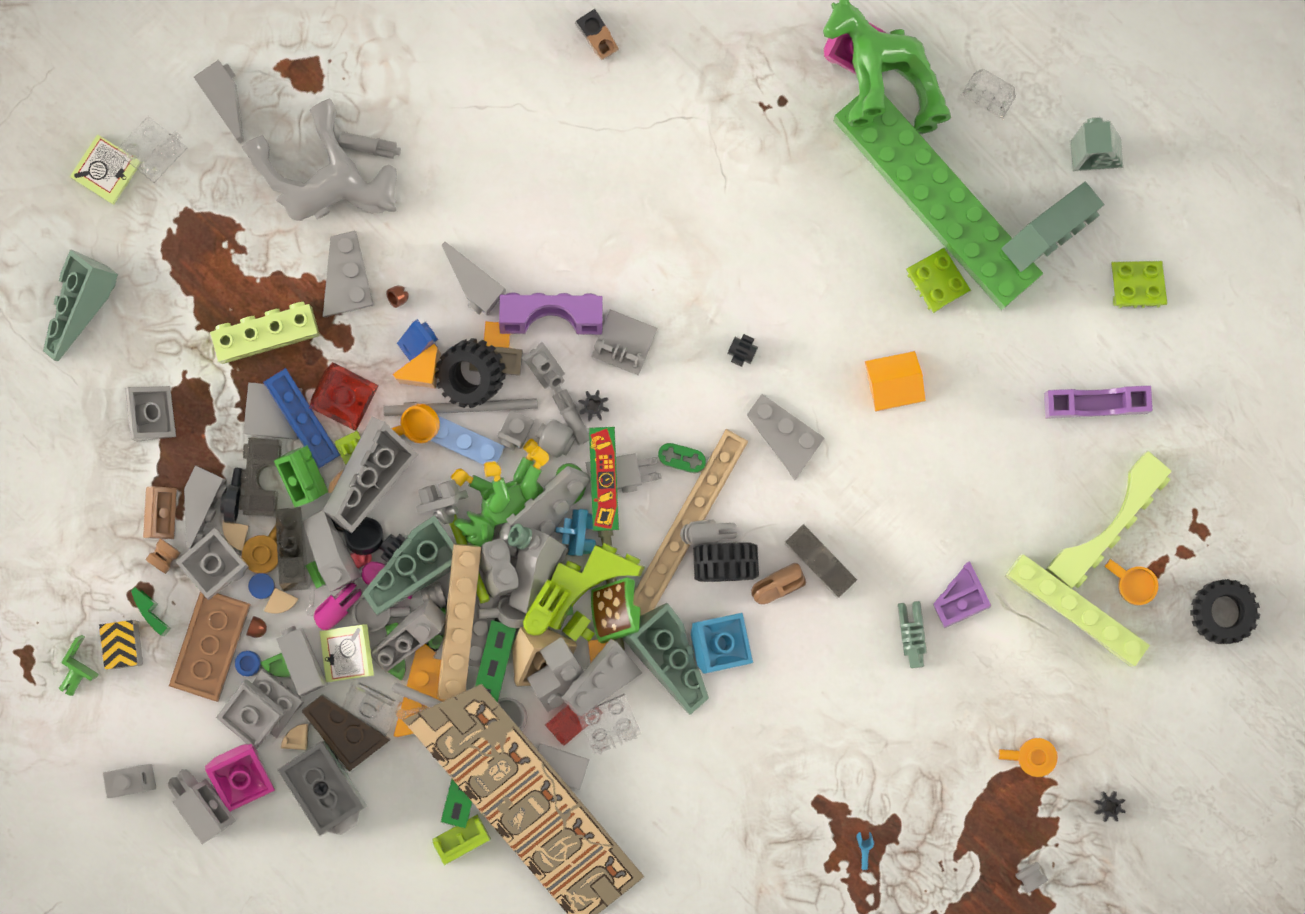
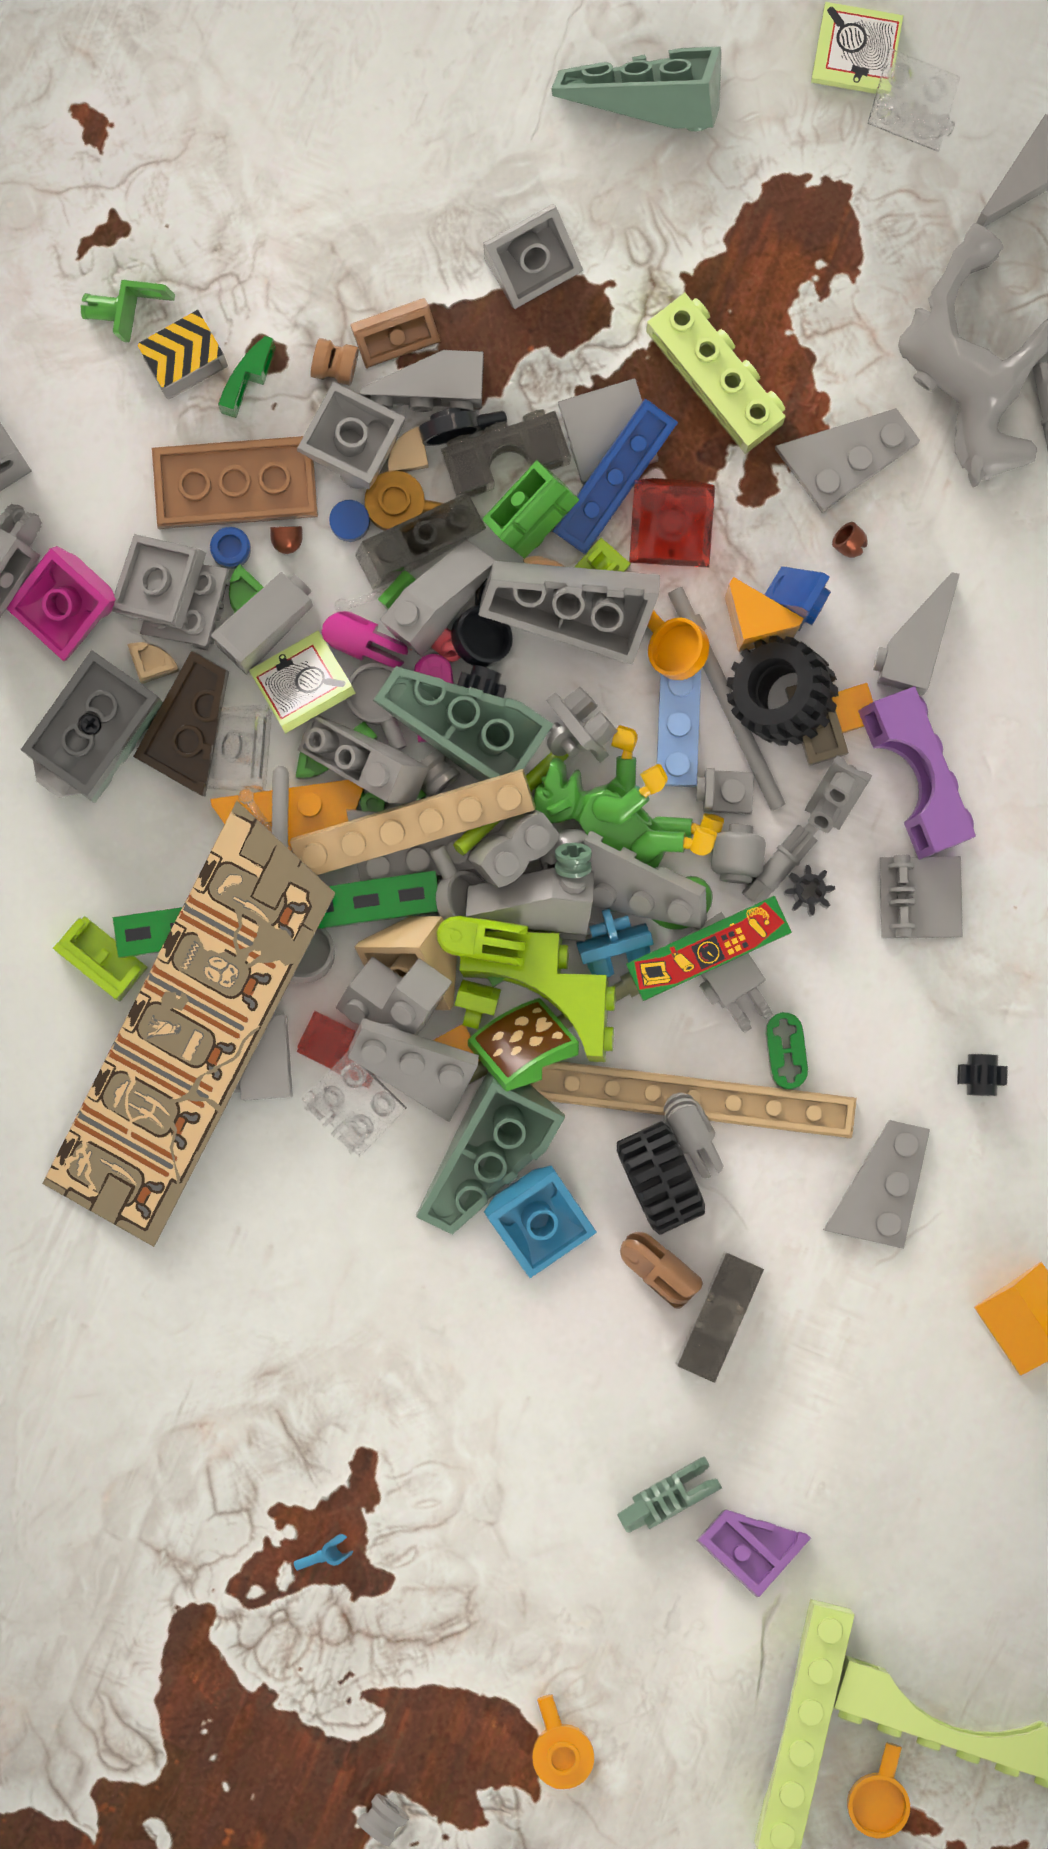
camera: 65 degrees right, 0 degrees up
(280, 602) = (337, 557): tan tile -> none

